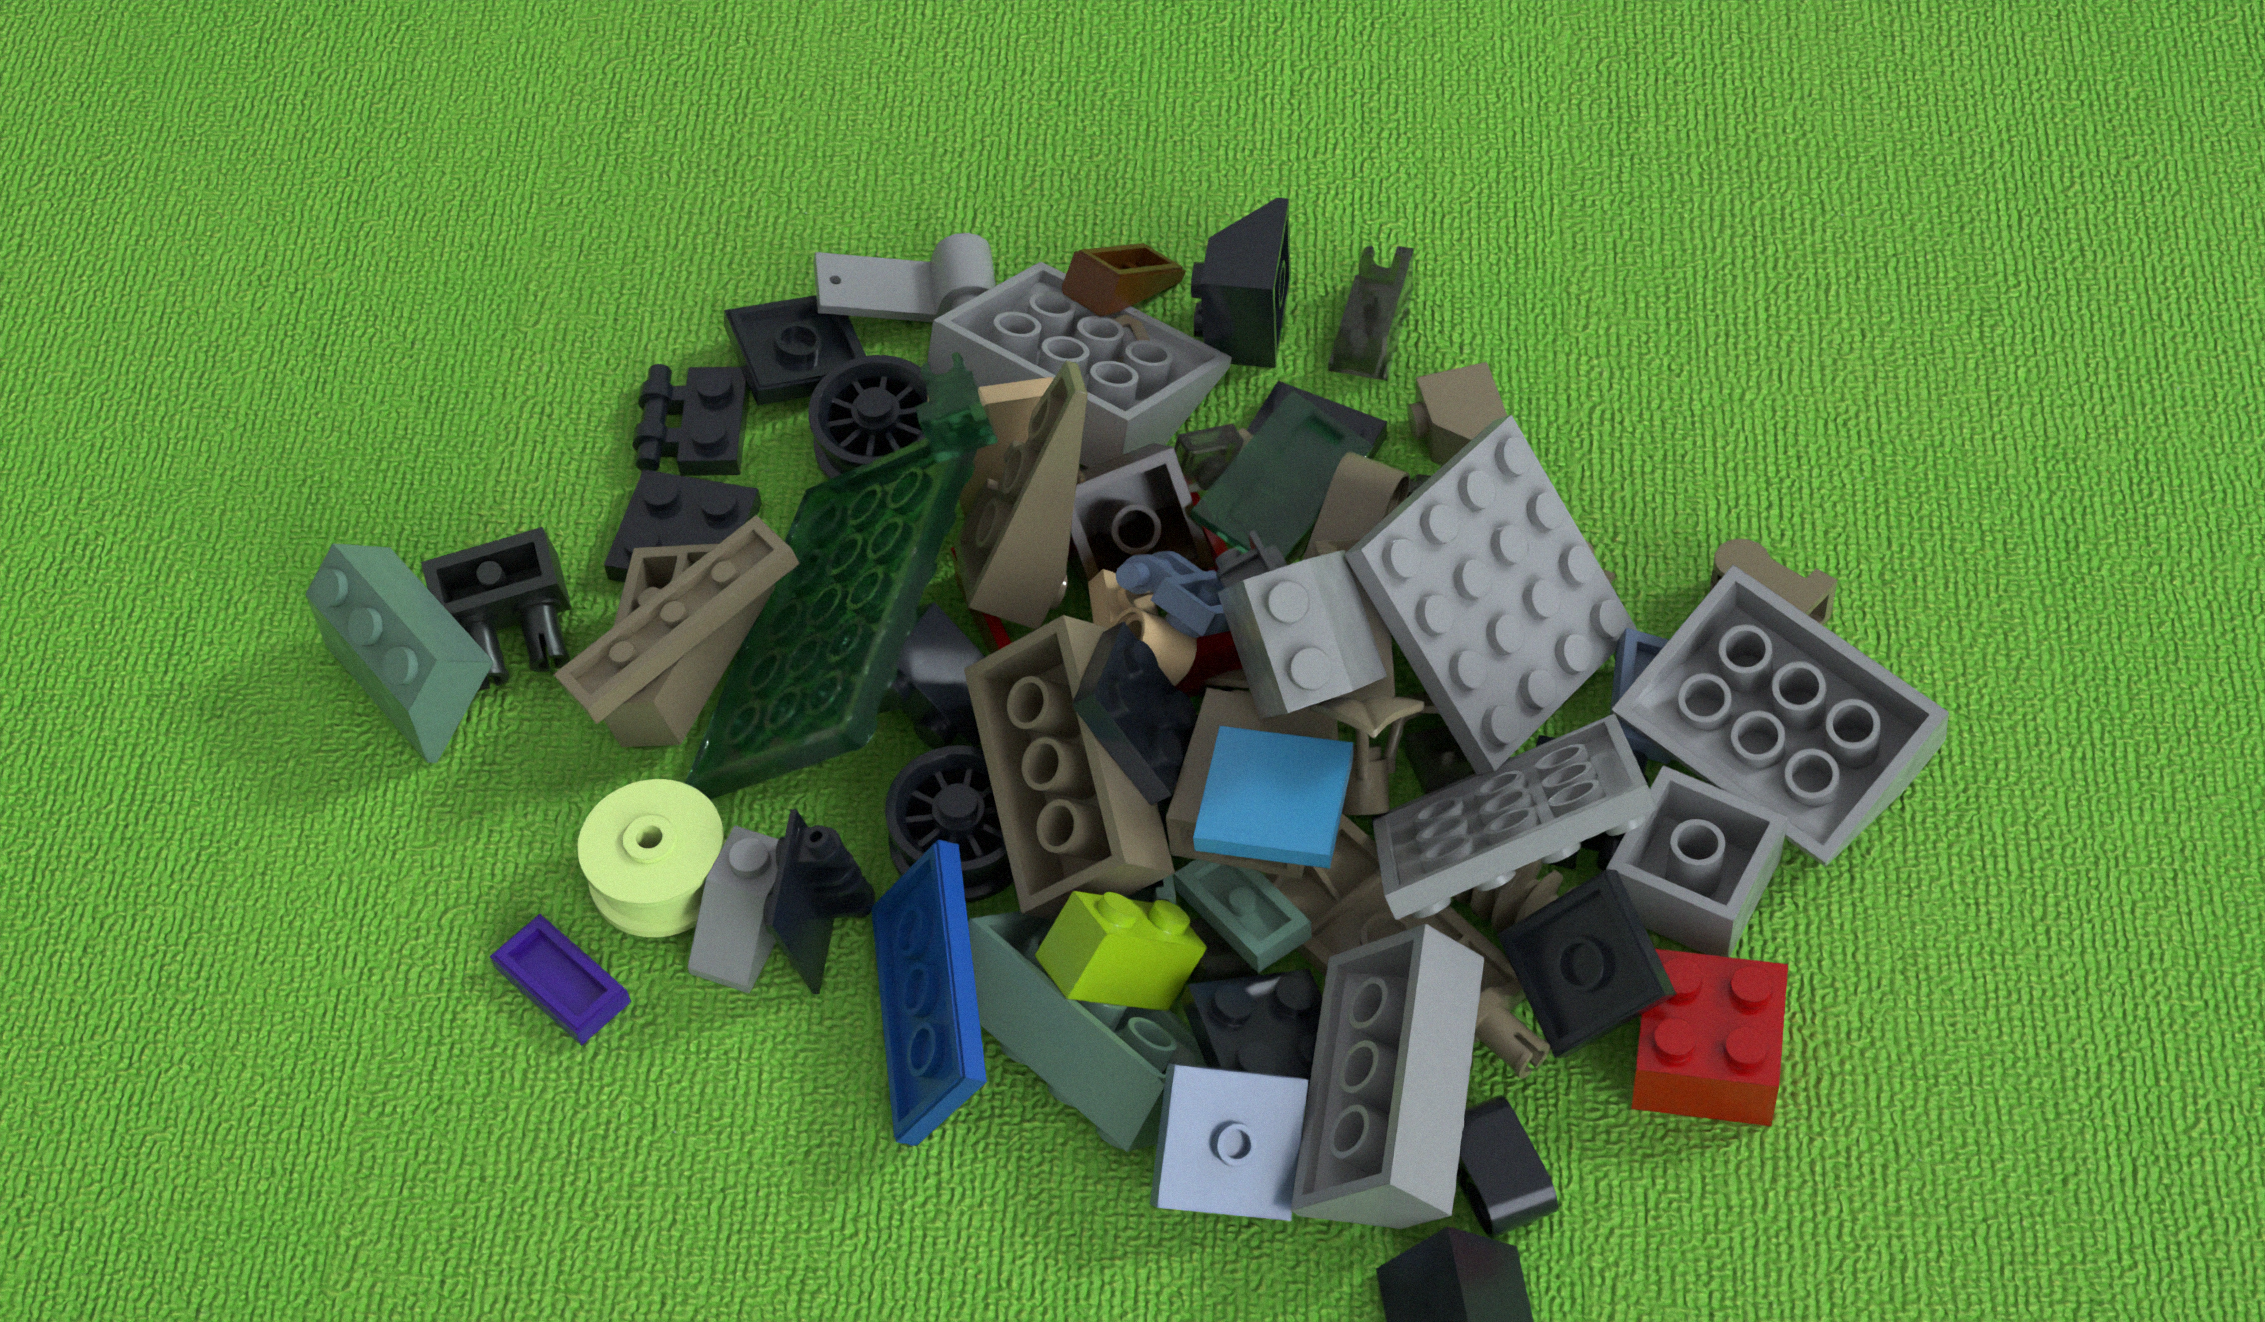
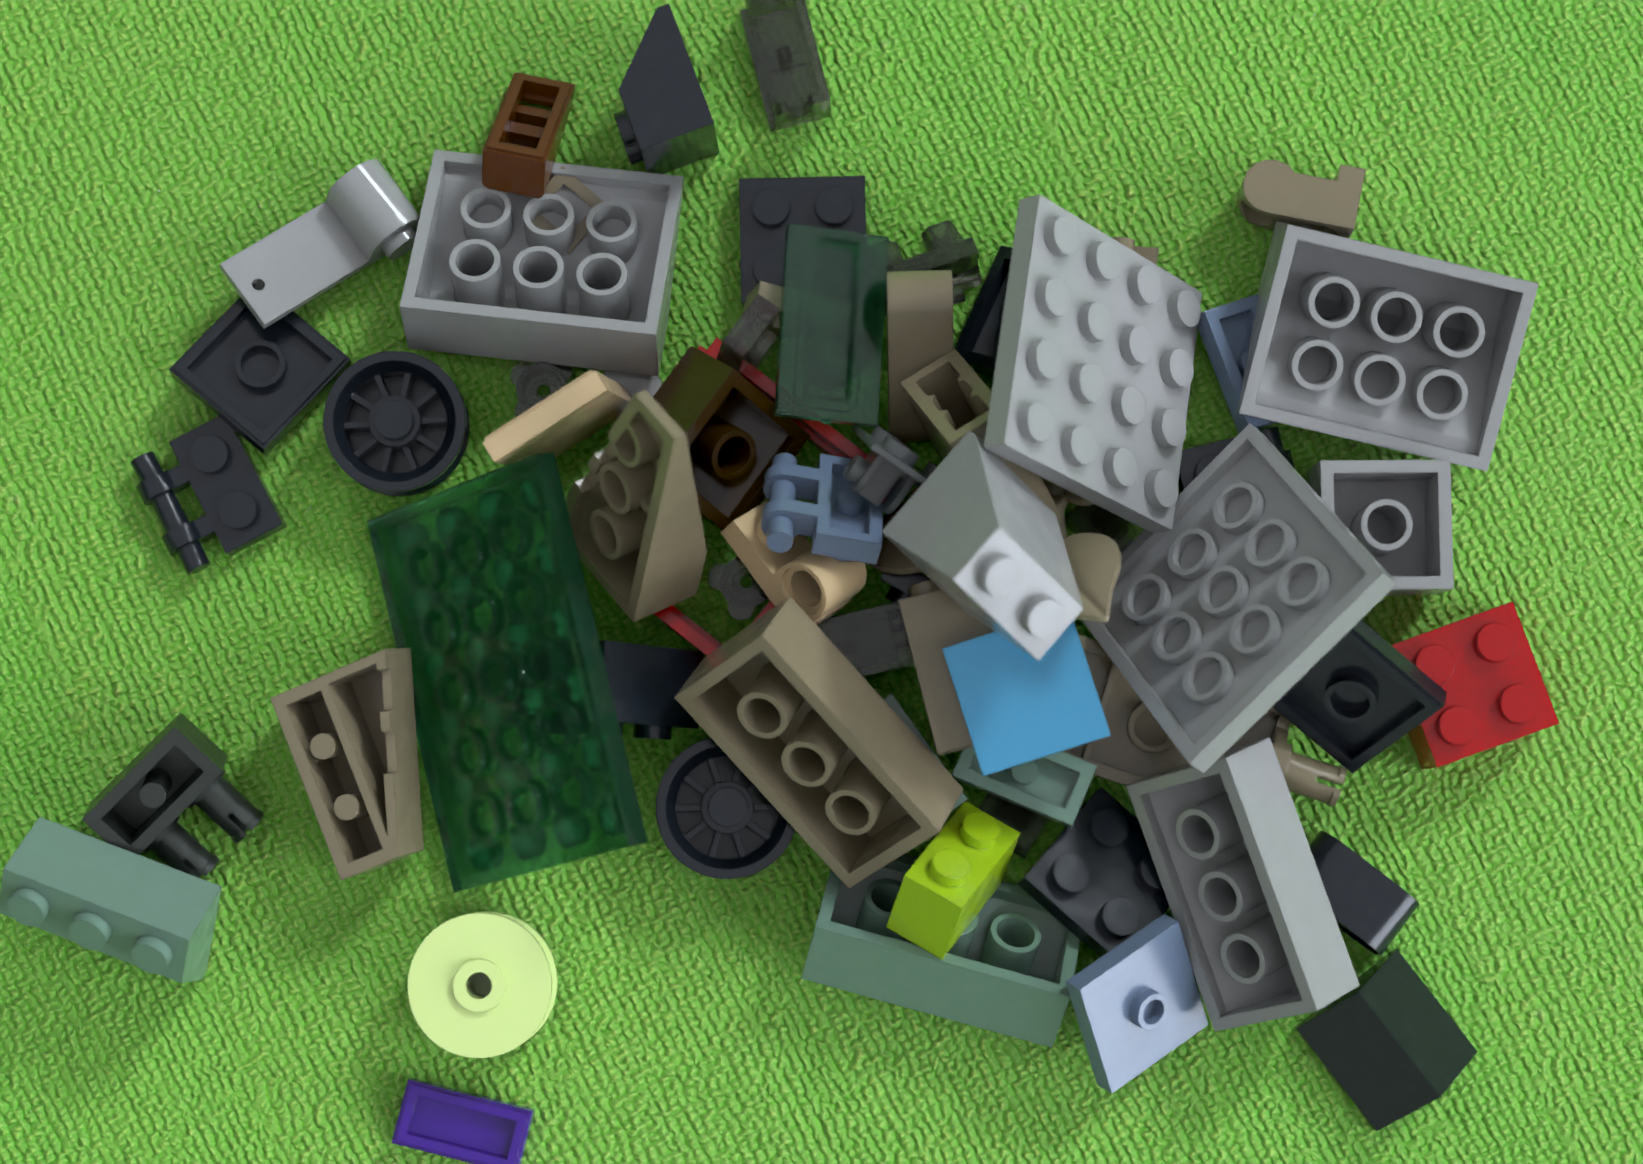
camera: 30 degrees left, 30 degrees up
(676, 619) = (375, 773): dark tan plate -> none
(678, 513) = (278, 623): black plate -> none
(730, 926) = (588, 988): light grey slope -> none
(811, 889) = (638, 942): black hinge -> none
(928, 994) = (805, 995): blue tile -> none
(956, 414) = (531, 458): clear green piece -> none
(1136, 712) = (861, 672): black plate -> none
(1453, 409) = (944, 147): dark tan slope -> none

